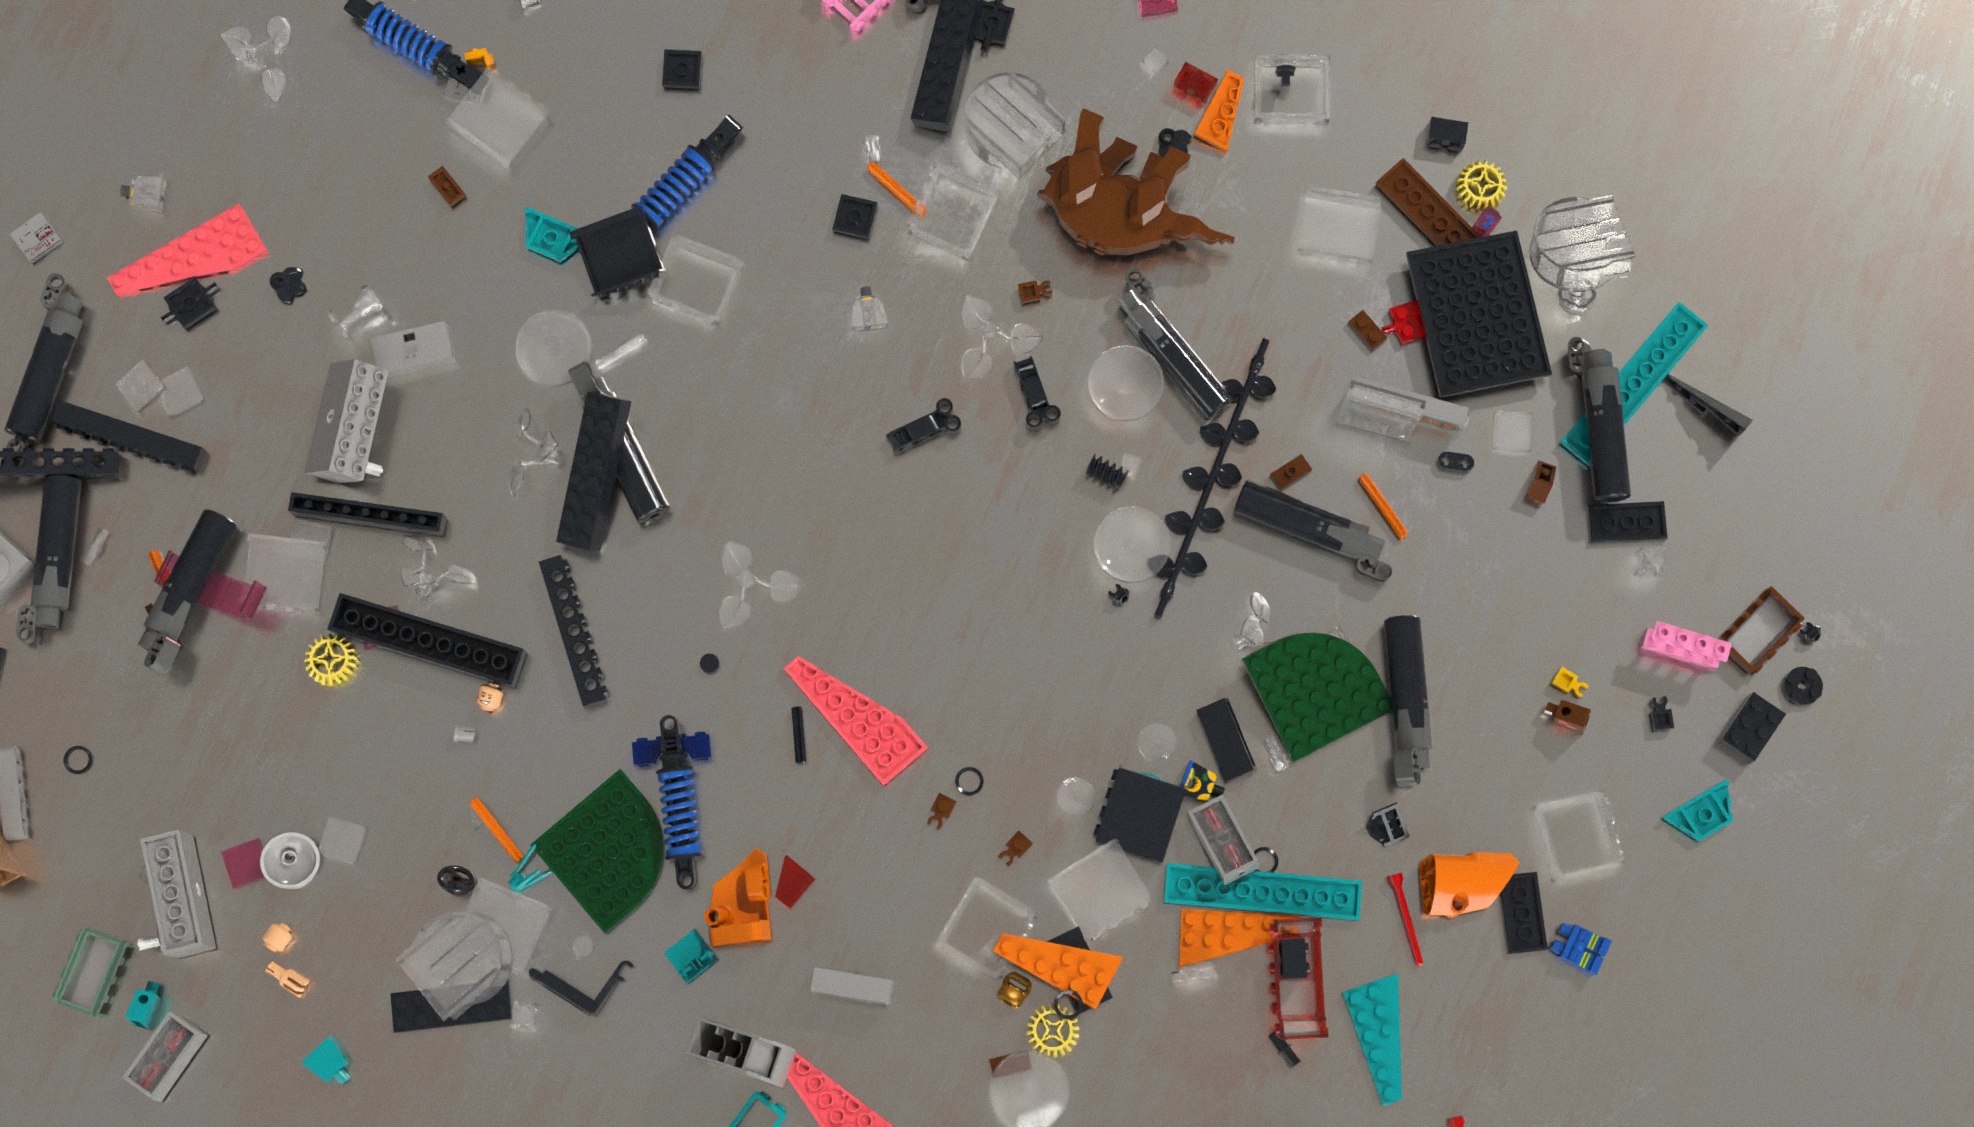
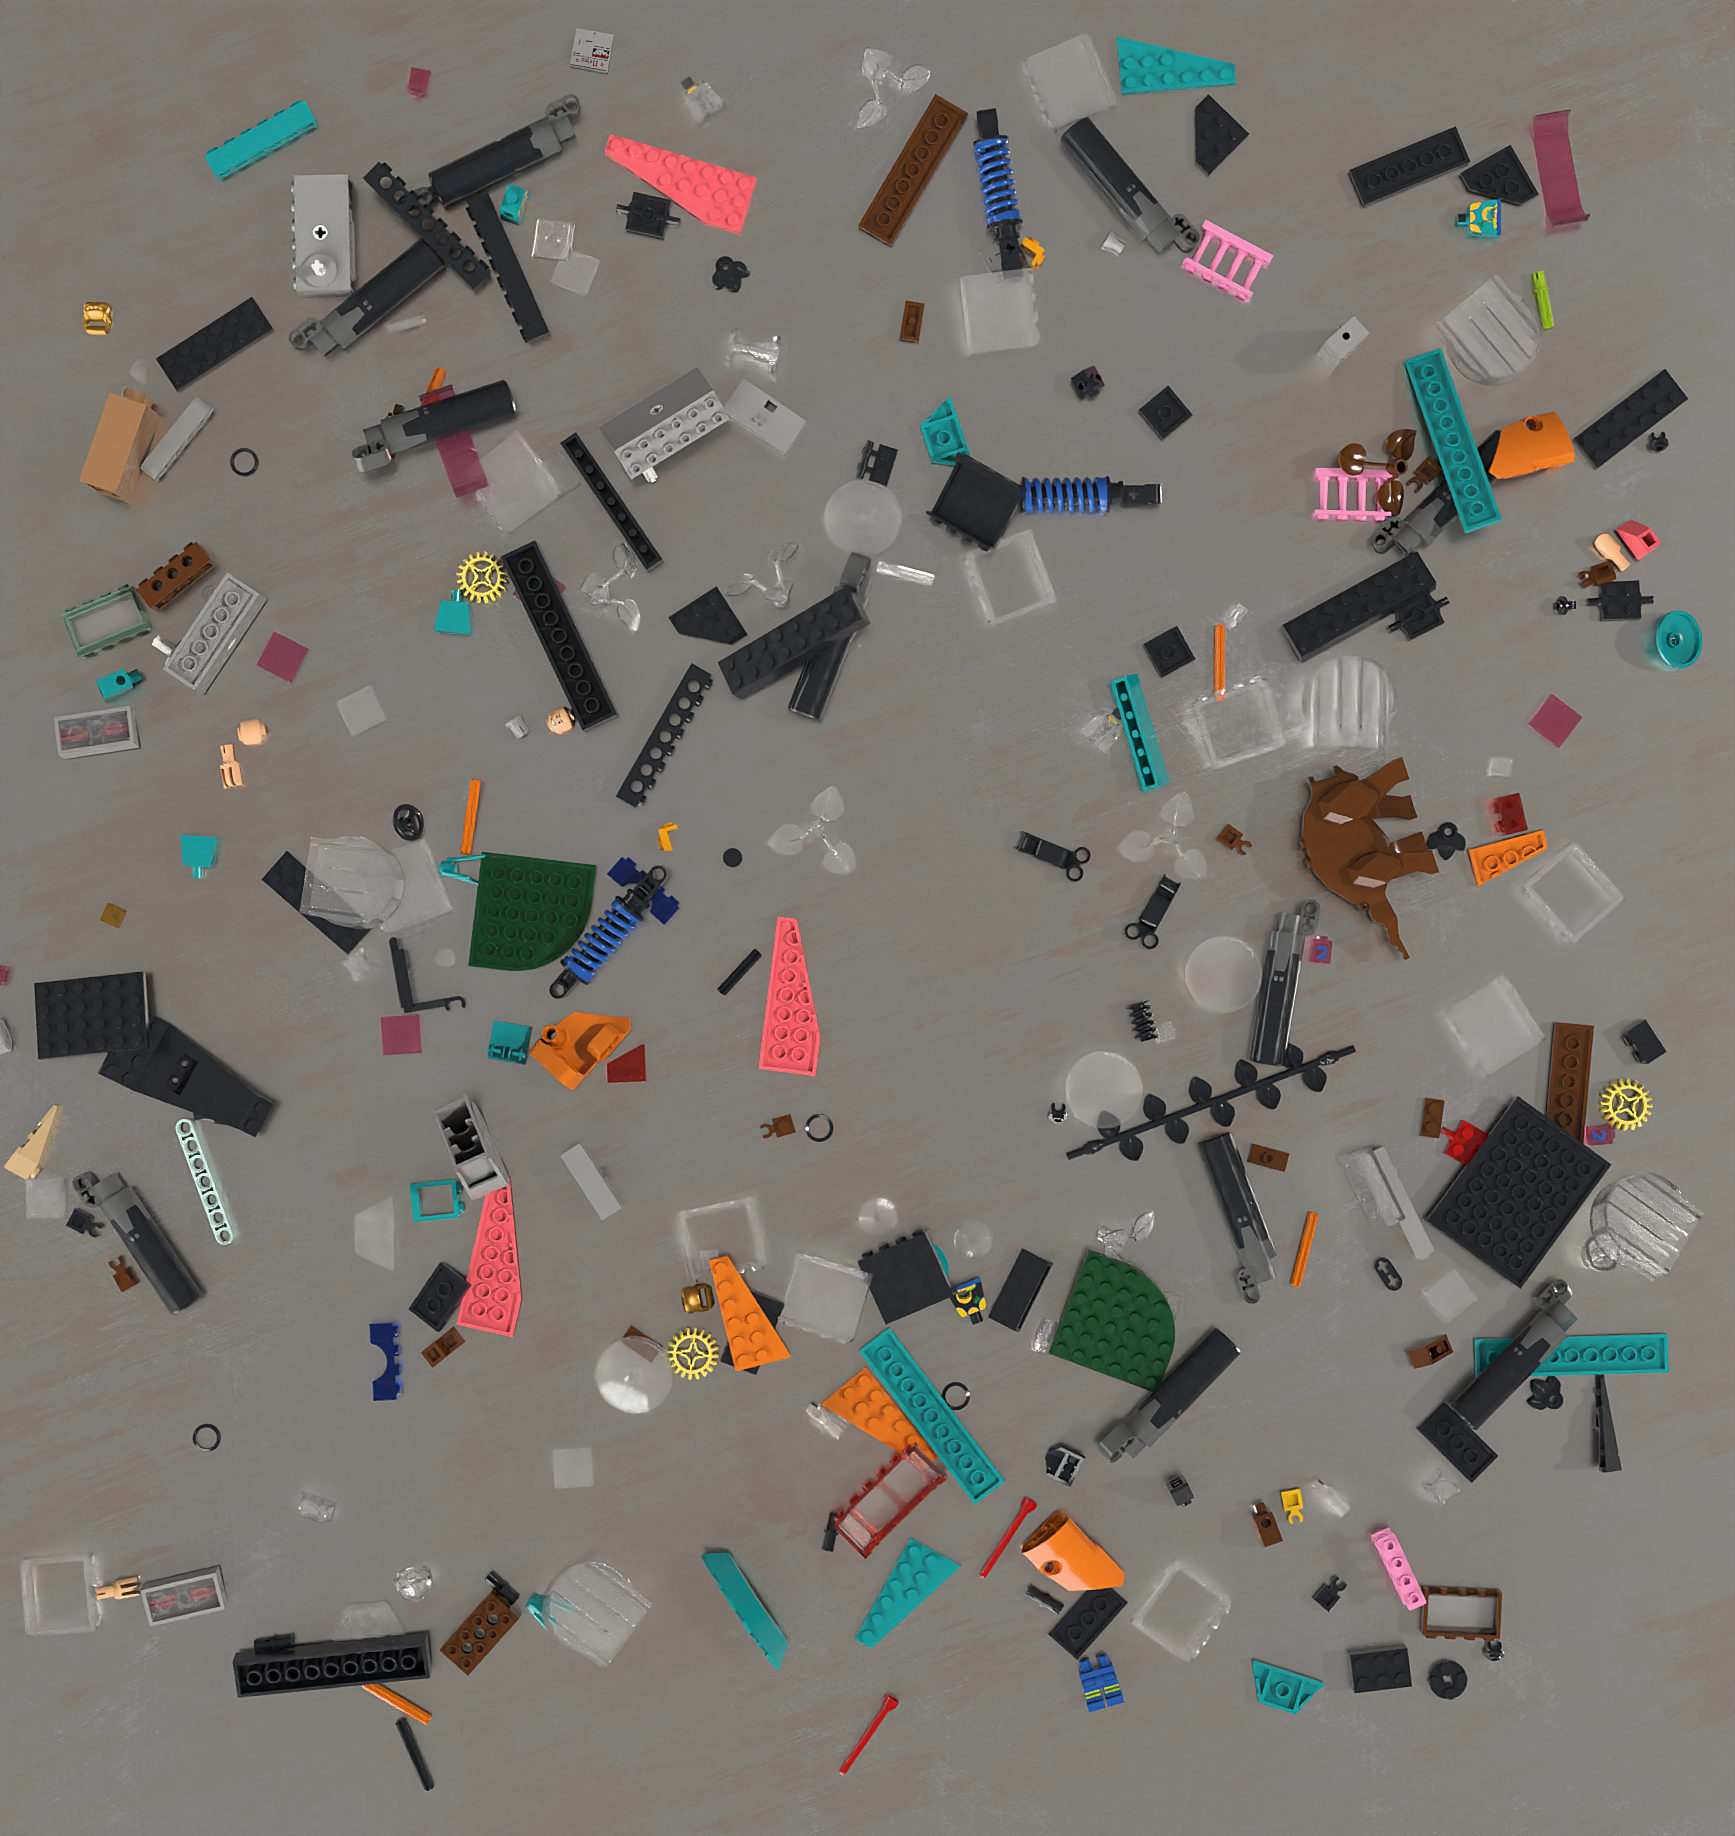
camera: 50 degrees right, 10 degrees up
(85, 387) = (514, 204): none -> teal torso
(108, 886) = (186, 576): none -> reddish brown brick
(290, 871) = (306, 695): light grey dish -> none
(338, 706) = (454, 615): none -> teal torso
(341, 90) = (913, 170): none -> reddish brown plate
(520, 522) = (709, 619): none -> black plate
(528, 297) = (882, 465): none -> black plate
(608, 101) = (1088, 382): none -> black brick
(609, 1033) = (401, 1034): none -> clear pink tile
(649, 701) = (664, 841): none -> light orange bracket
(894, 286) = (1140, 732): none -> teal brick
(1017, 846) = (803, 1206): reddish brown plate -> none
(1068, 1016) = (714, 1358): black piece -> none
(1172, 300) = (1320, 950): none -> clear pink brick
(1223, 839) = (942, 1354): clear brick -> none
(1285, 73) = (1578, 878): black brick -> none
(1293, 958) = (901, 1482): black brick -> none
(1479, 932) = (1044, 1600): none -> black pin
(1485, 754) = (1180, 1491): none -> black slope
(1599, 647) = (1338, 1506): none -> clear torso
(1644, 427) = (1543, 1392): none -> black plate

